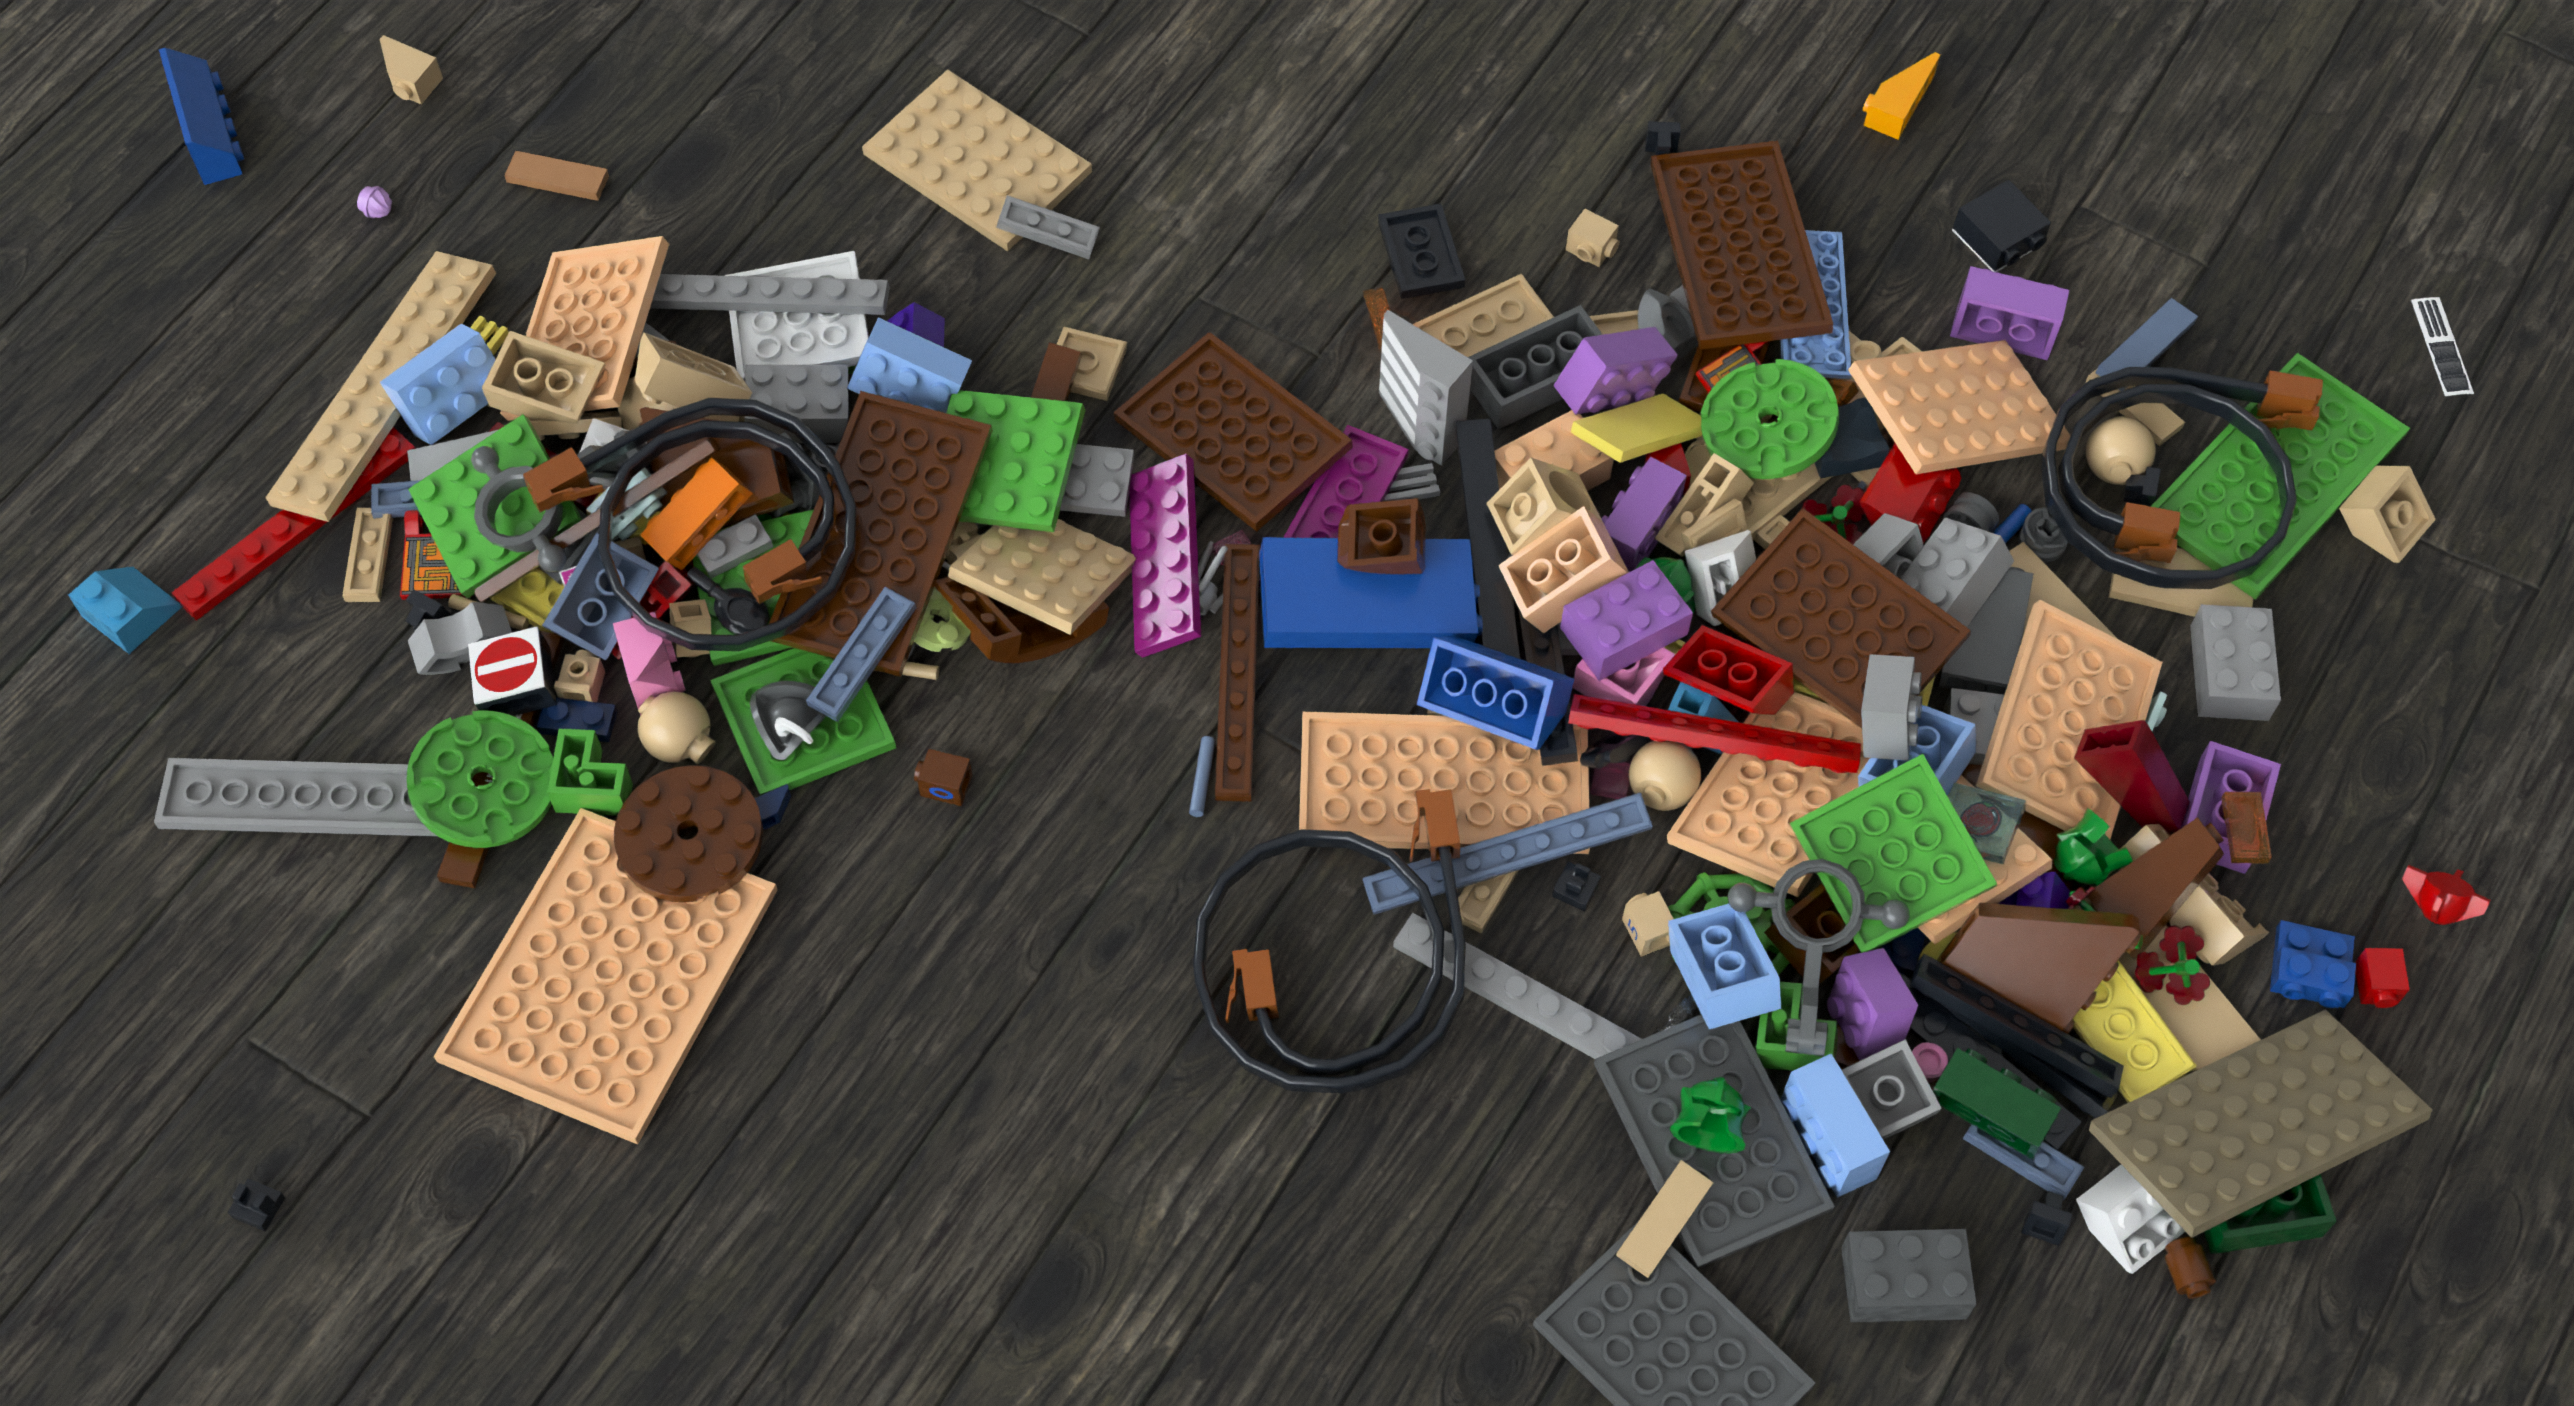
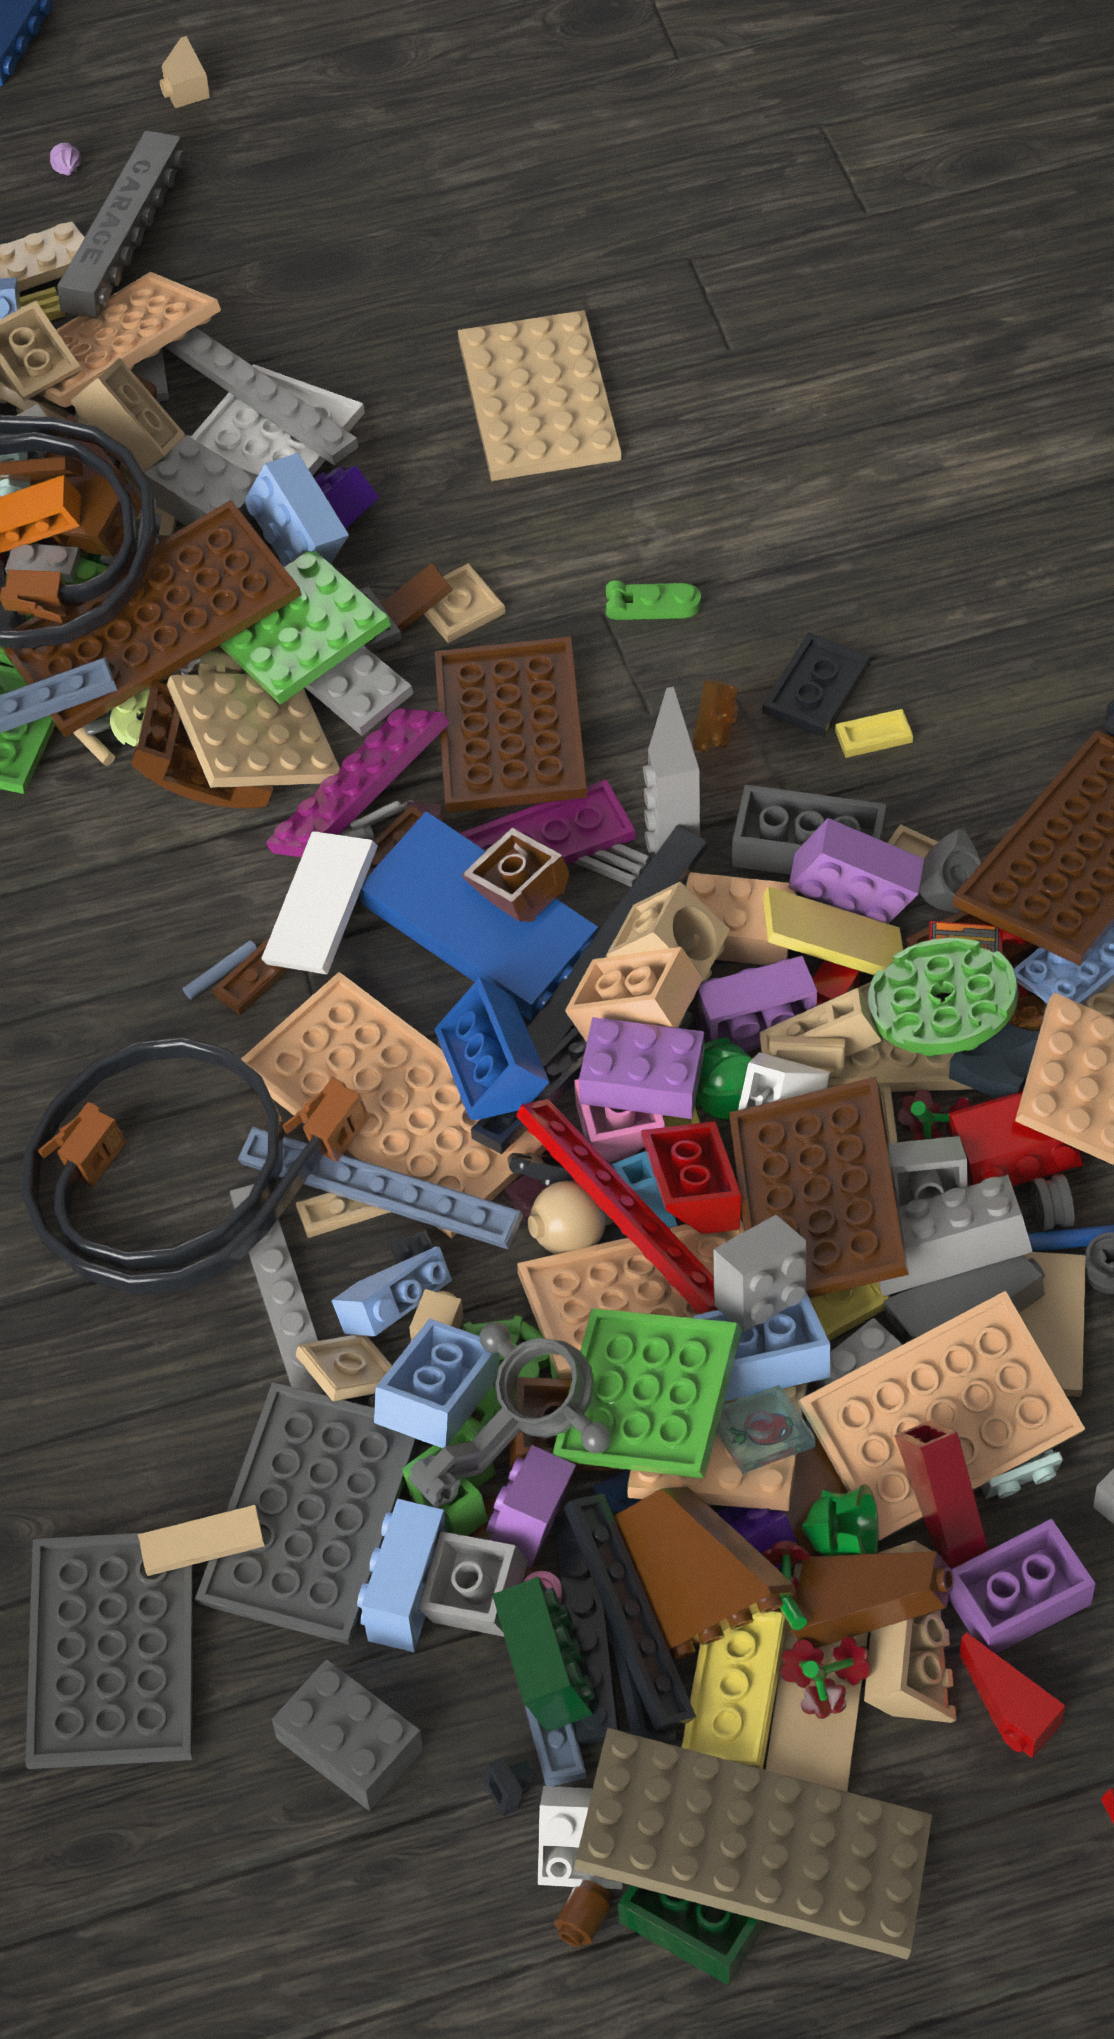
camera: 45 degrees right, 5 degrees down
(492, 227) = (121, 224): none -> dark grey brick
(556, 175) = (214, 217): medium nougat tile -> none
(943, 777) = (31, 836): reddish brown brick -> none
(1047, 227) = (532, 478): light grey tile -> none
(1232, 265) = (652, 601): none -> bright green plate
(1247, 666) = (319, 902): none -> white tile
(1488, 317) = (807, 770): tan tile -> none
(1495, 260) = (874, 733): none -> light yellow tile
(1592, 238) = (971, 764): tan brick -> none
(1597, 933) = (390, 1294): none -> light blue slope
(1629, 1004) = (344, 1365): none -> tan tile
(1711, 1117) = (305, 1485): green helmet -> none
(2246, 827) = (1000, 1607): clear orange tile -> none
(2295, 889) = (1016, 1704): none -> red slope
(2313, 965) = (963, 1773): blue plate -> none
(2381, 976) = (1010, 1827): red brick -> none

